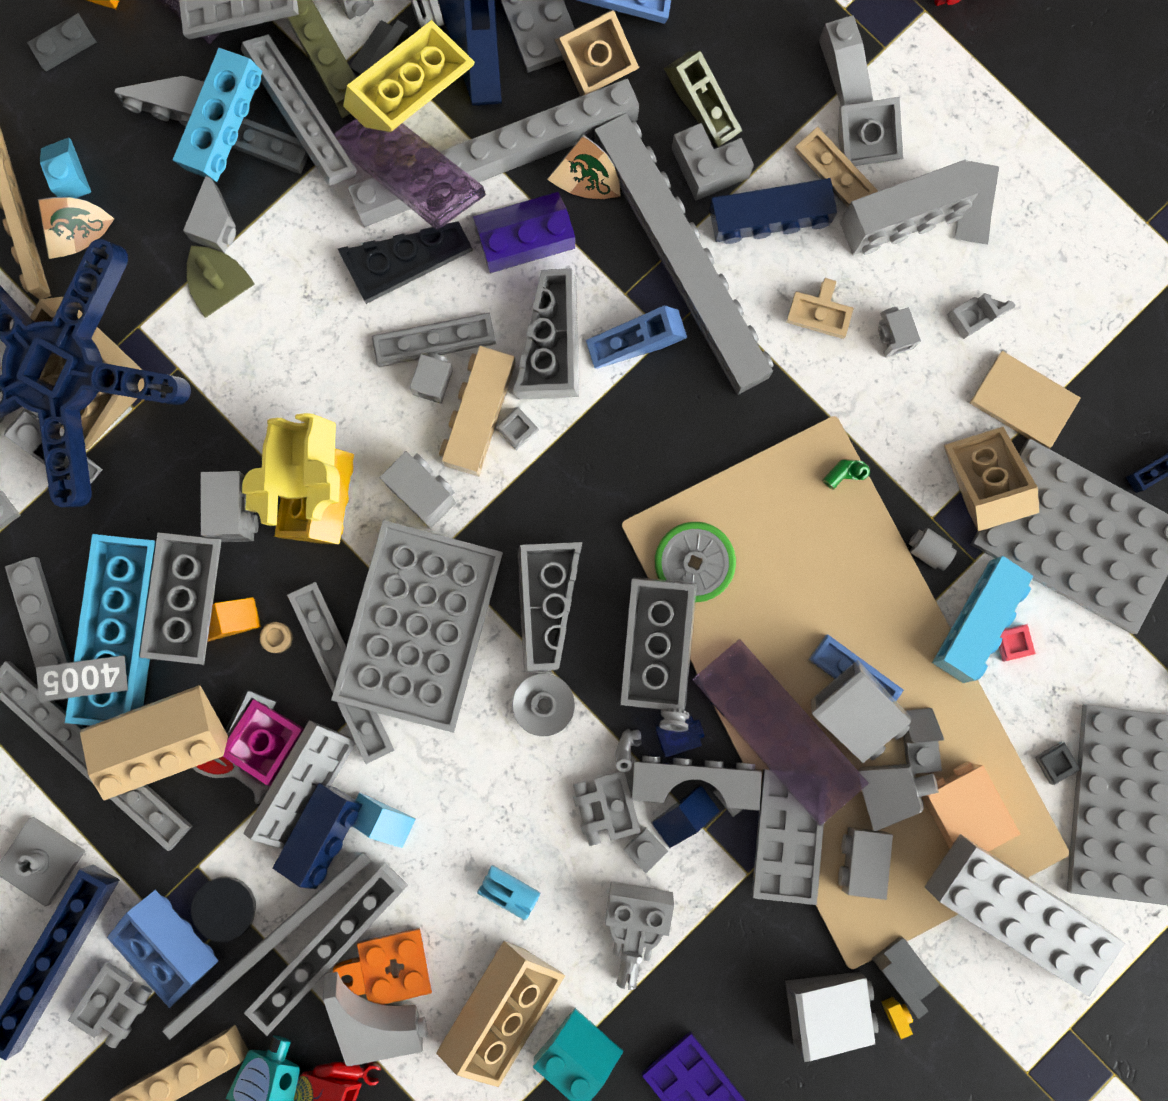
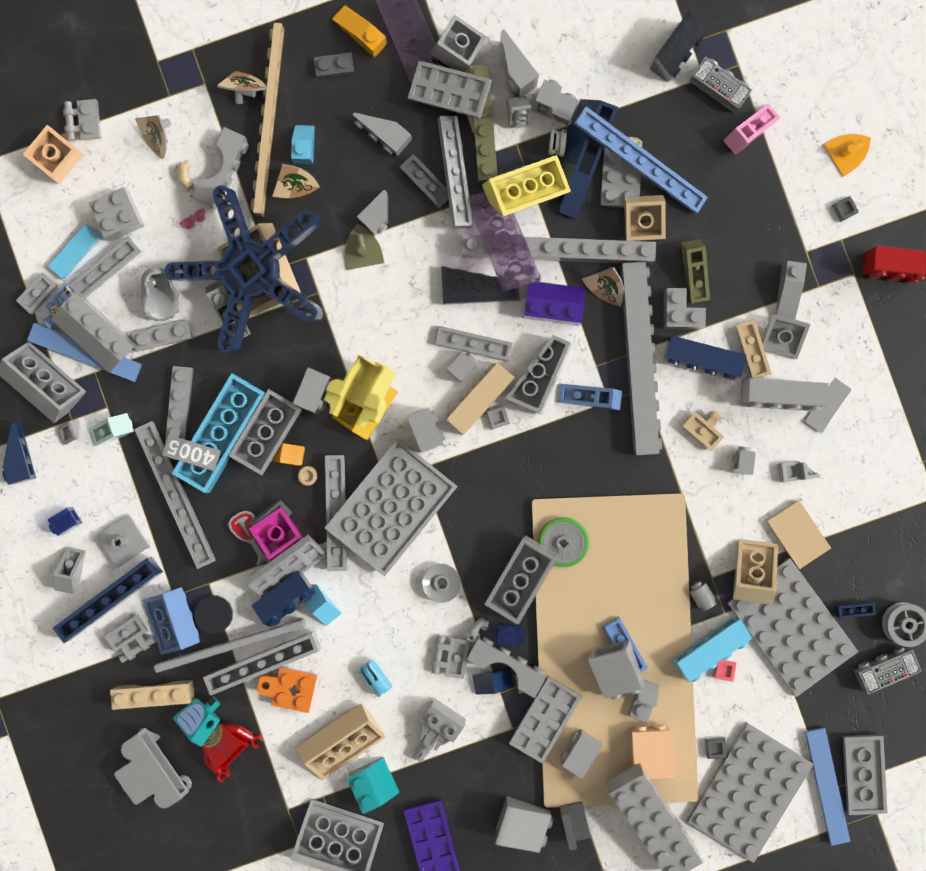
camera: 30 degrees right, 5 degrees up
(152, 742) = (216, 507): tan slope -> none
(214, 99) = (408, 146): medium azure brick -> none
(369, 1029) = (267, 718): light grey arch -> none
(379, 44) = (519, 155): dark grey panel -> none
(545, 593) = (469, 524): light grey wedge -> none
(645, 850) = (462, 689): light grey plate -> none
(674, 720) = (510, 627): light grey bush -> none
(780, 732) = (566, 660): plate -> none
(846, 470) = (674, 528): green arm -> none
(895, 793) = (614, 722): light grey torso -> none
(898, 1017) = (560, 844): yellow plate -> none

